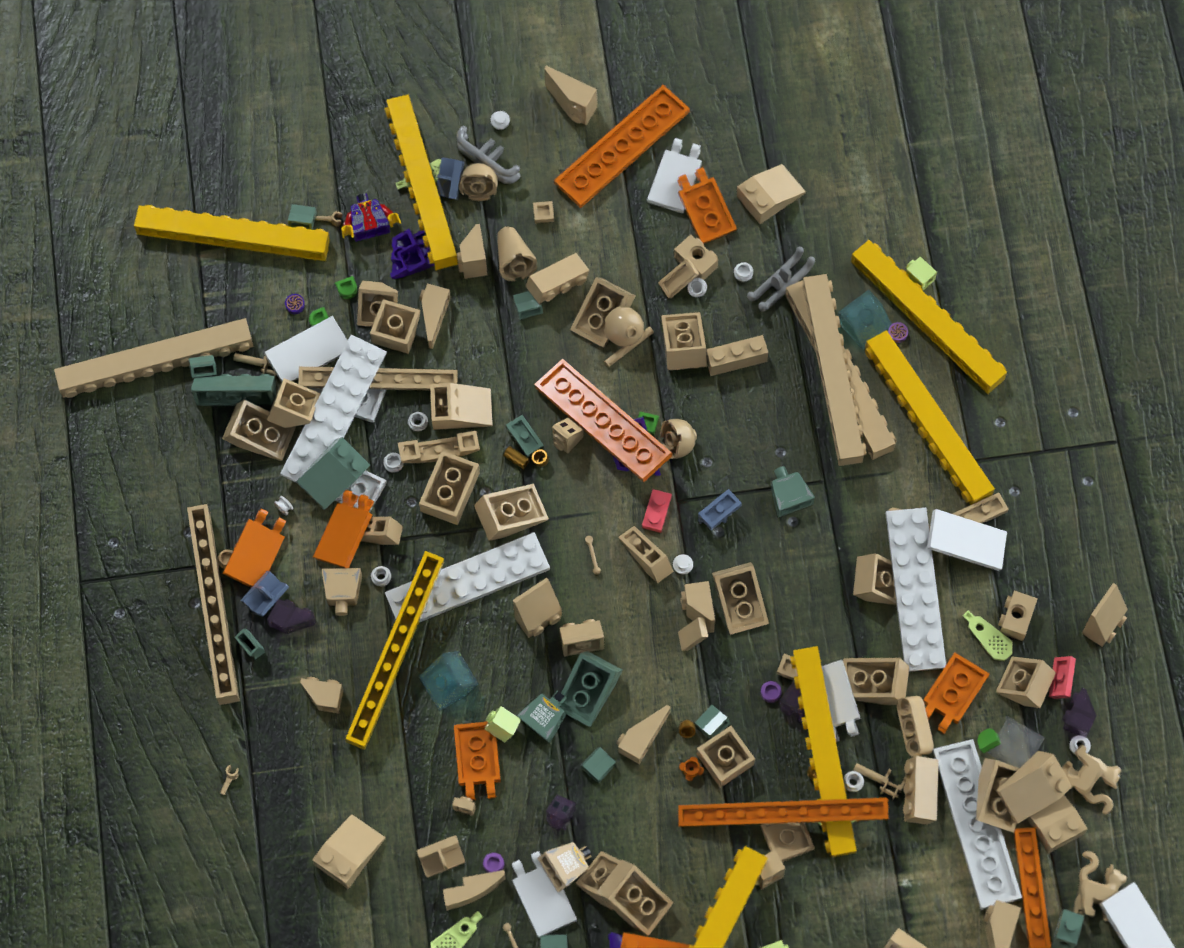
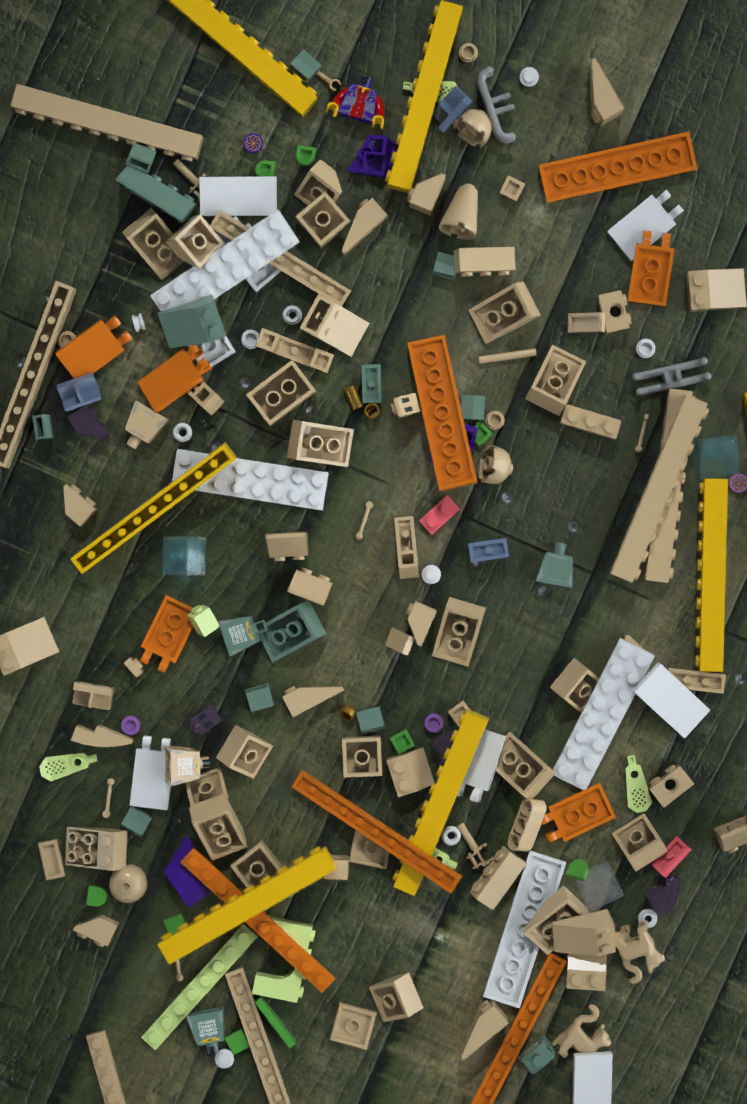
camera: 30 degrees right, 20 degrees up
(436, 130) = (468, 52): none -> tan plate
(614, 820) = (244, 752): none -> tan slope
(623, 326) = (512, 340): tan cylinder -> none
(628, 402) = (473, 407): none -> sand green piece
(653, 404) = (494, 420): none -> tan plate
(690, 914) = (256, 864): none -> tan brick
(697, 287) = (597, 339): white plate -> none
(697, 770) = (329, 741): orange plate -> none
(753, 725) = (402, 741): none -> bright green tile
(777, 747) = (410, 771): none -> tan slope
(793, 355) = (638, 449): none -> tan hinge

